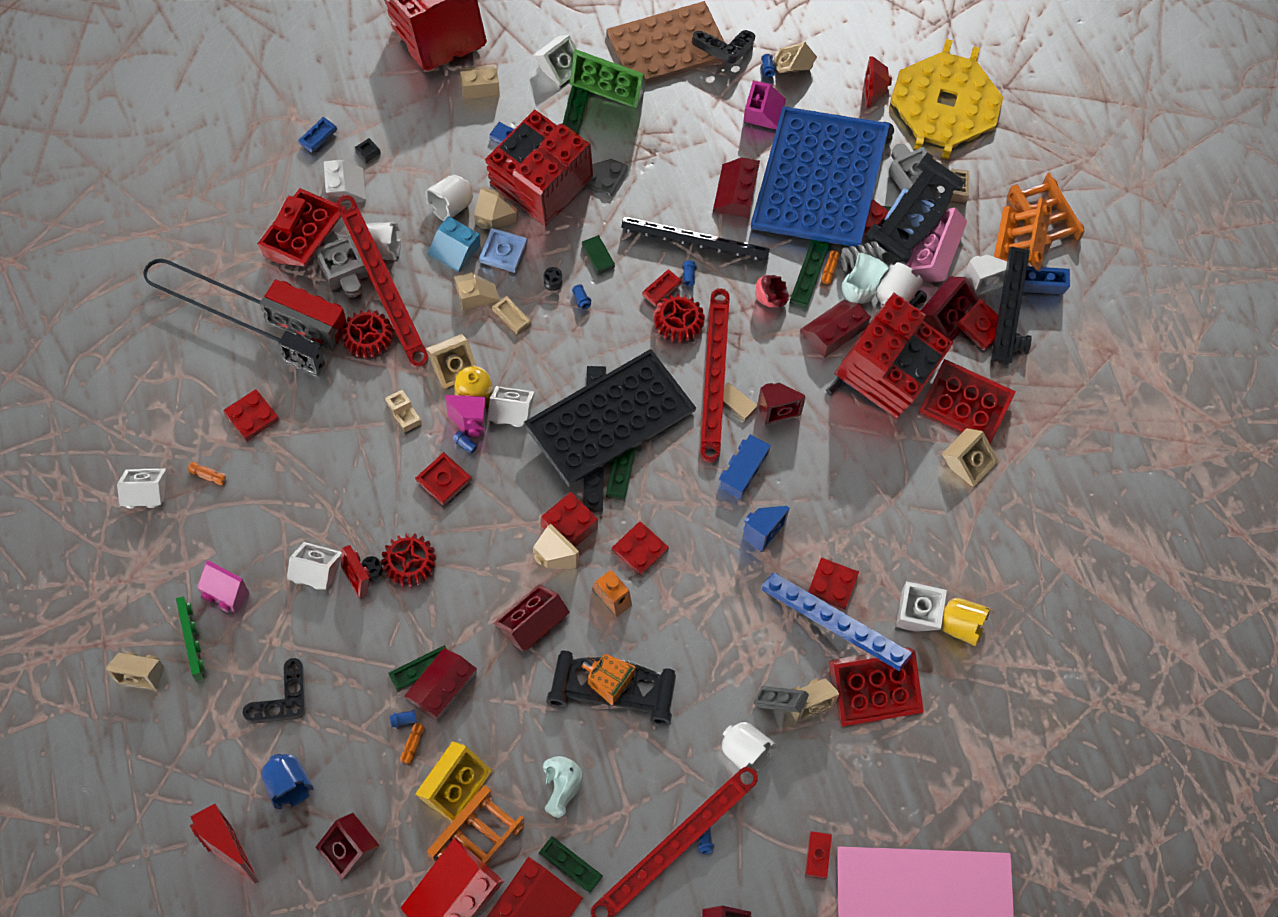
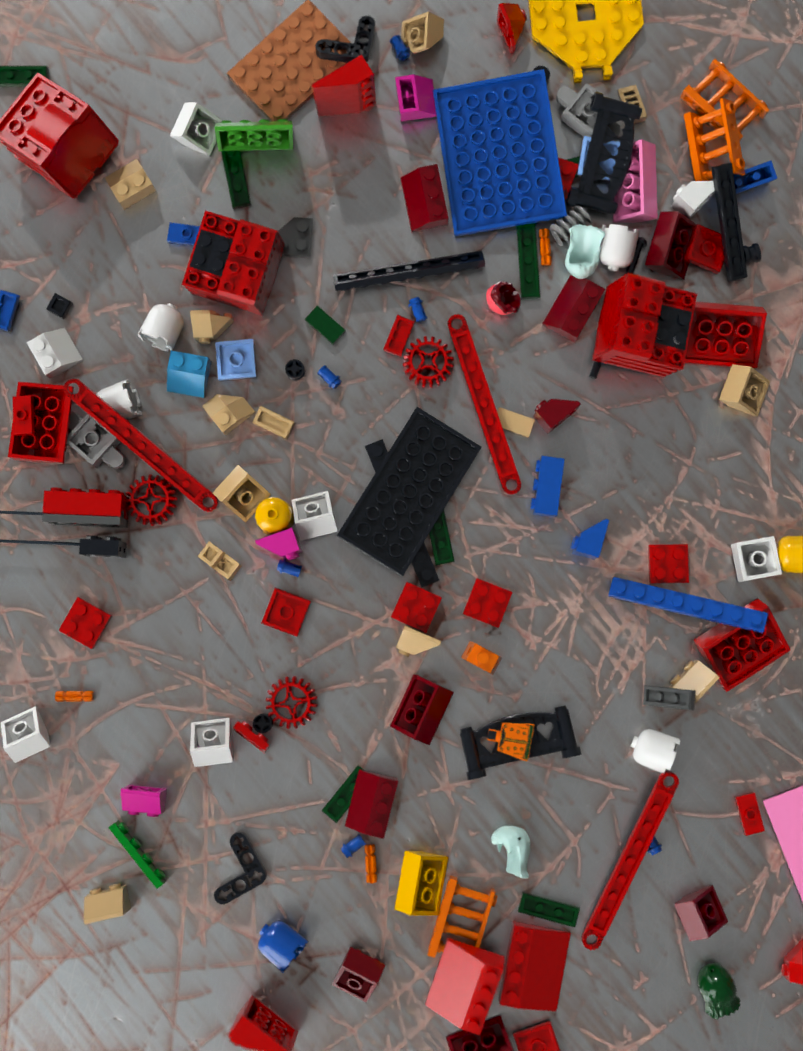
camera: 10 degrees left, 20 degrees up
(703, 70) = (346, 90): none -> red slope

